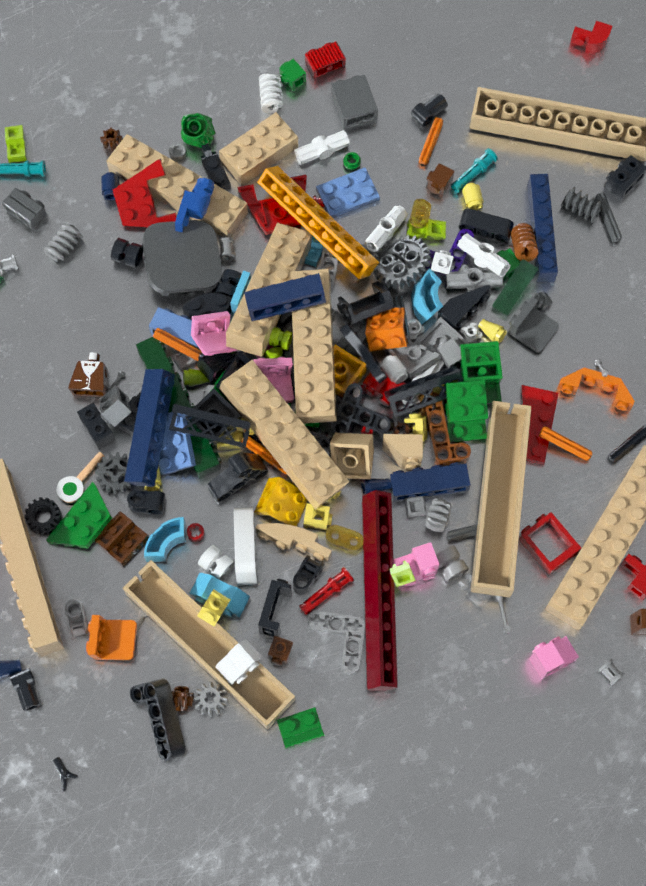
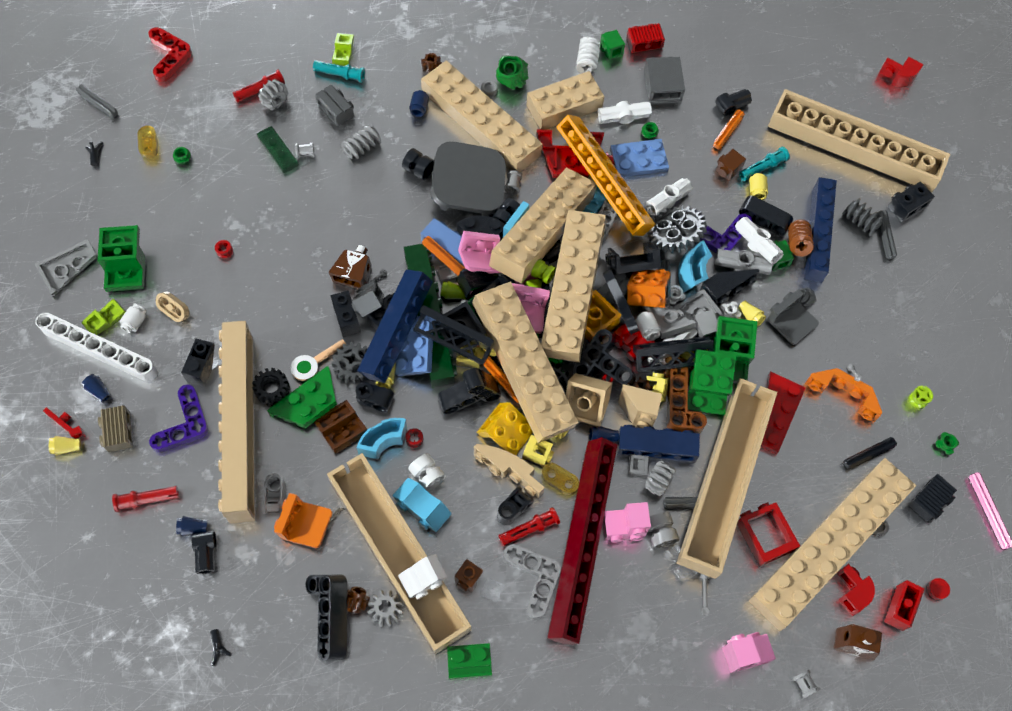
camera: 10 degrees right, 5 degrees down
(136, 201) = (438, 117): red wing -> none
(194, 203) = (492, 131): blue plate -> none
(213, 607) = (411, 515): light yellow brick -> none
(214, 167) = (519, 108): black hinge -> none
(244, 546) = (458, 463): white beam -> none
(266, 625) = (460, 545): black panel -> none
(285, 297) = (557, 230): dark blue brick -> none
(402, 574) = (610, 528): lime tile -> none
(420, 213) = (704, 190): clear yellow plate -> none
(433, 231) = (709, 208): lime slope -> none
(442, 262) = (717, 237): white bracket -> none
(515, 287) = (783, 277): clear green tile -> none
(565, 443) = (804, 438): orange axle -> none

